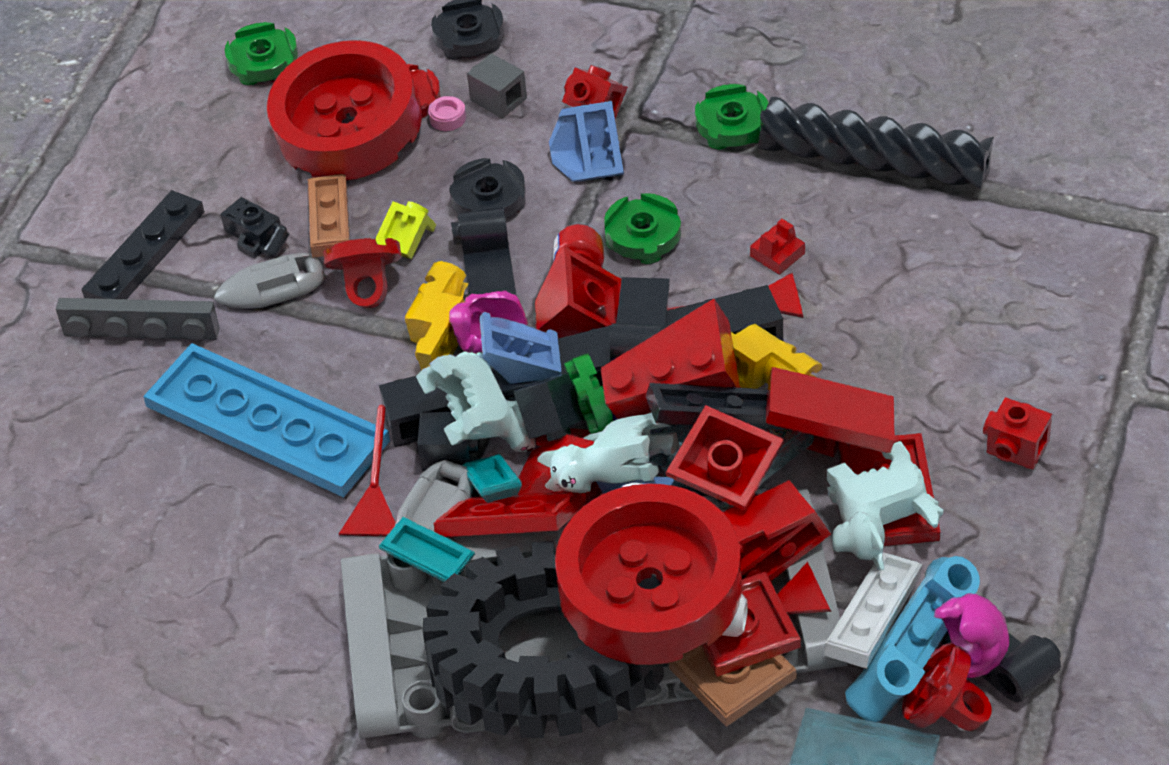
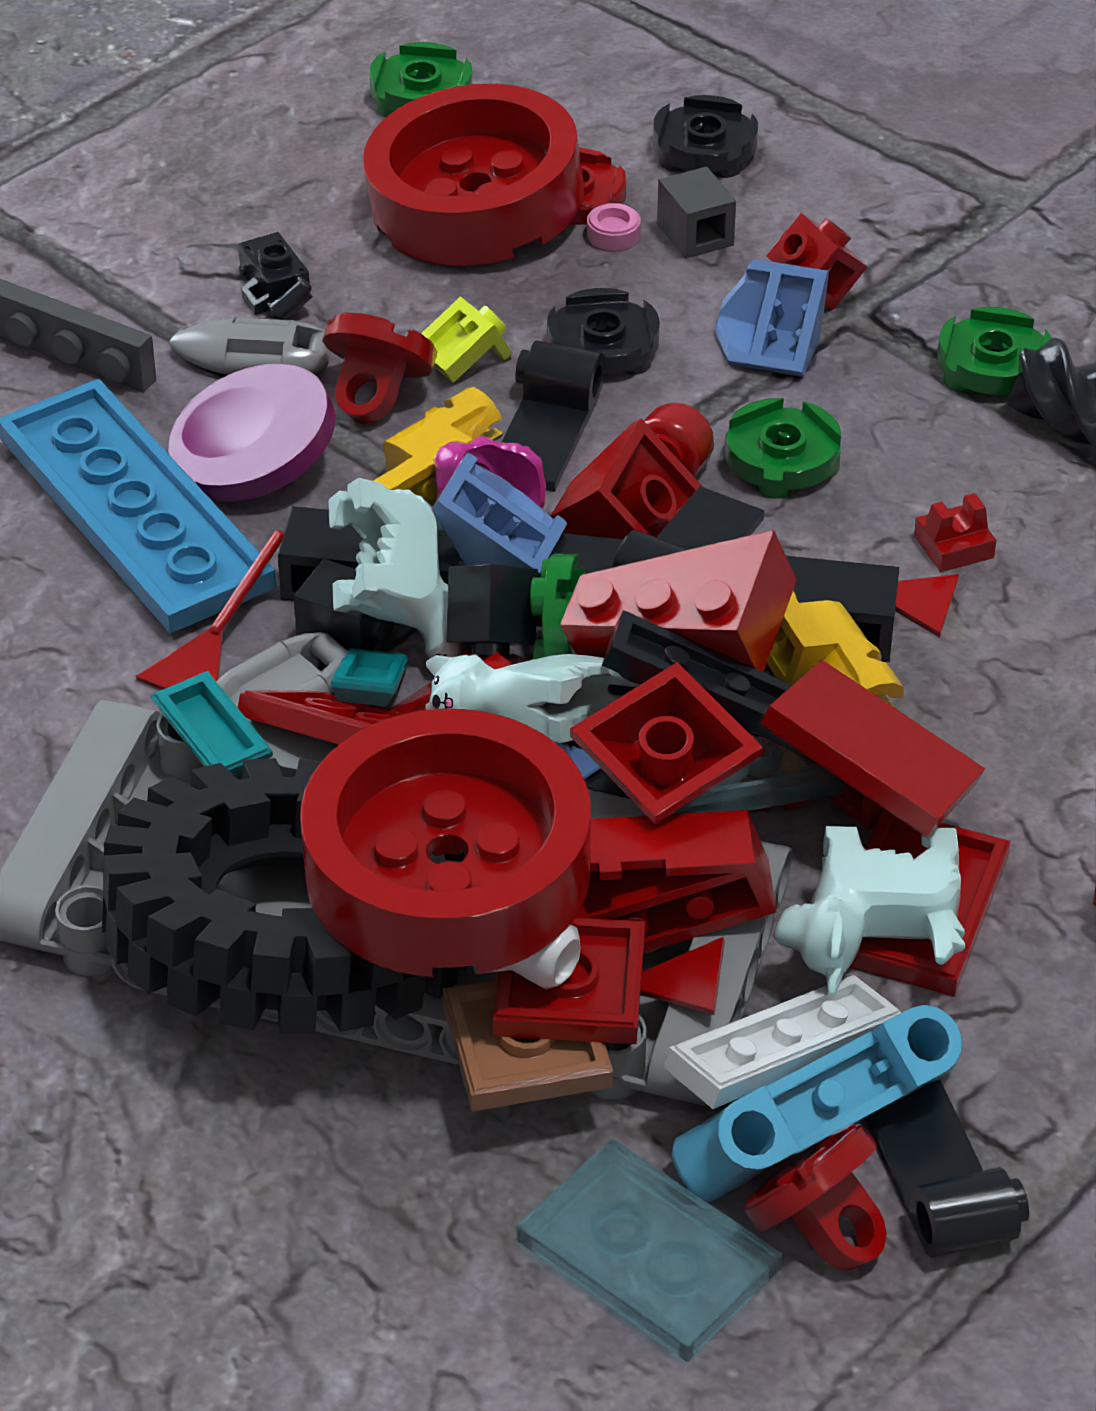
camera: 20 degrees right, 5 degrees down
(144, 248) = (126, 254): black plate -> none
(315, 341) = (253, 431): none -> piece
(328, 212) = (382, 283): nougat tile -> none
(977, 628) = (912, 1122): dark pink hair -> none

